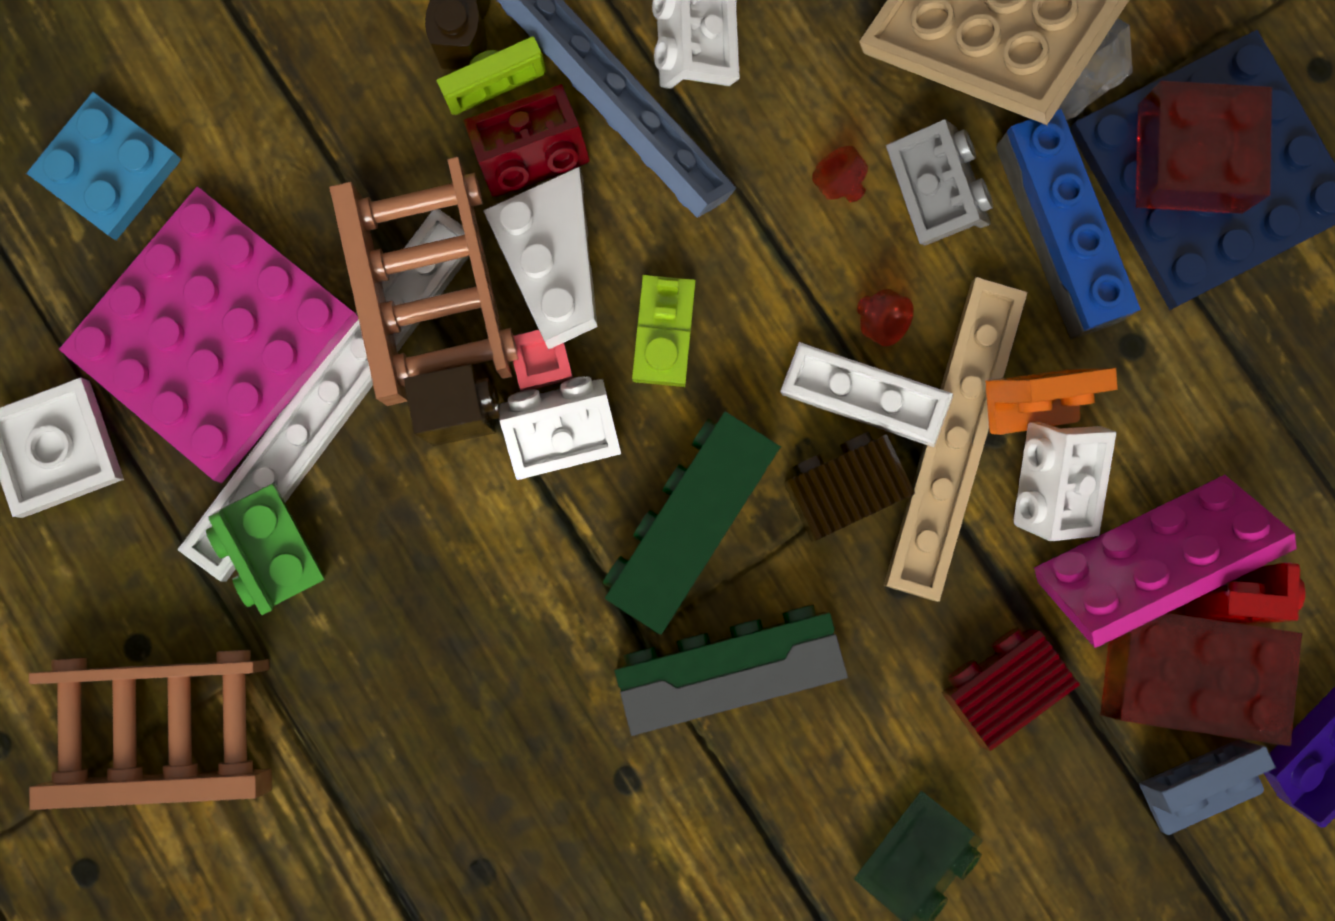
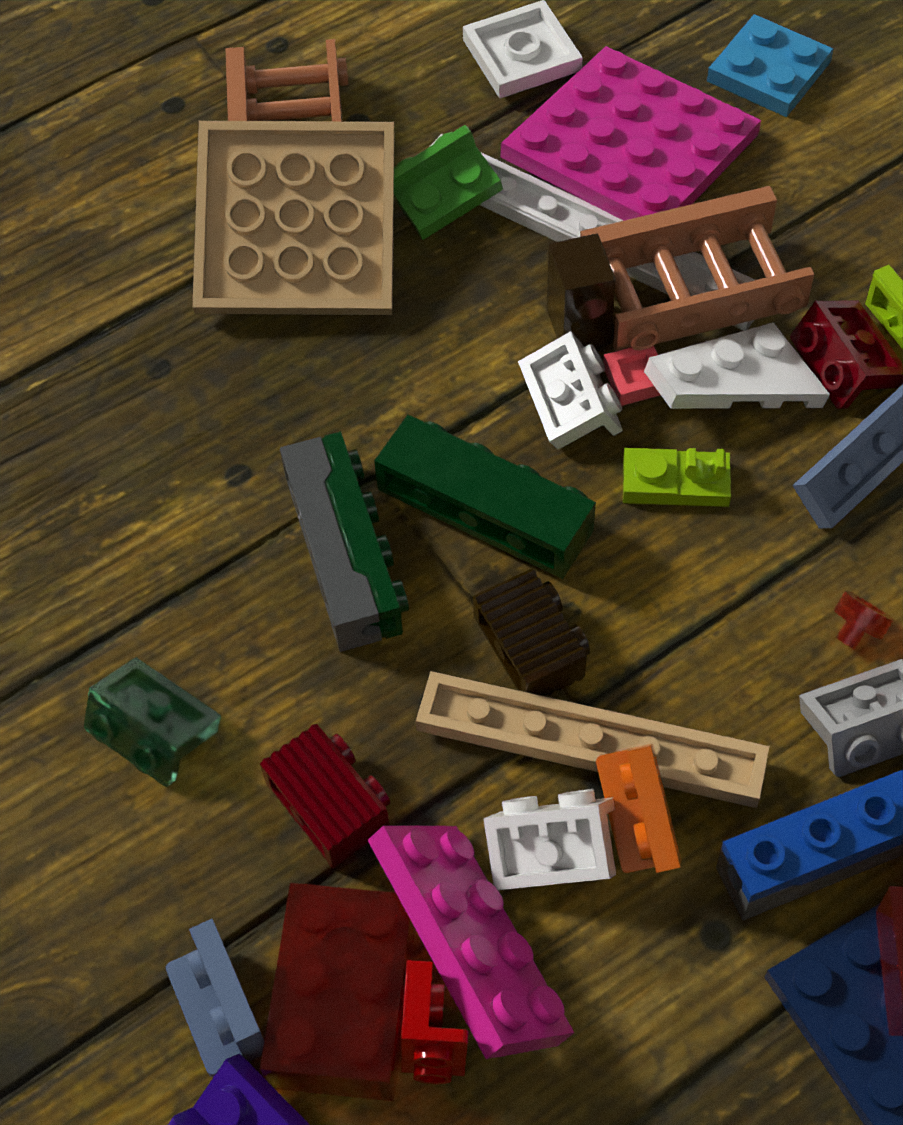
camera: 90 degrees right, 25 degrees down
(310, 723) = (294, 218): none -> tan plate
(867, 394) = (628, 650): white tile -> none
(885, 316) = (713, 664): clear red tile -> none

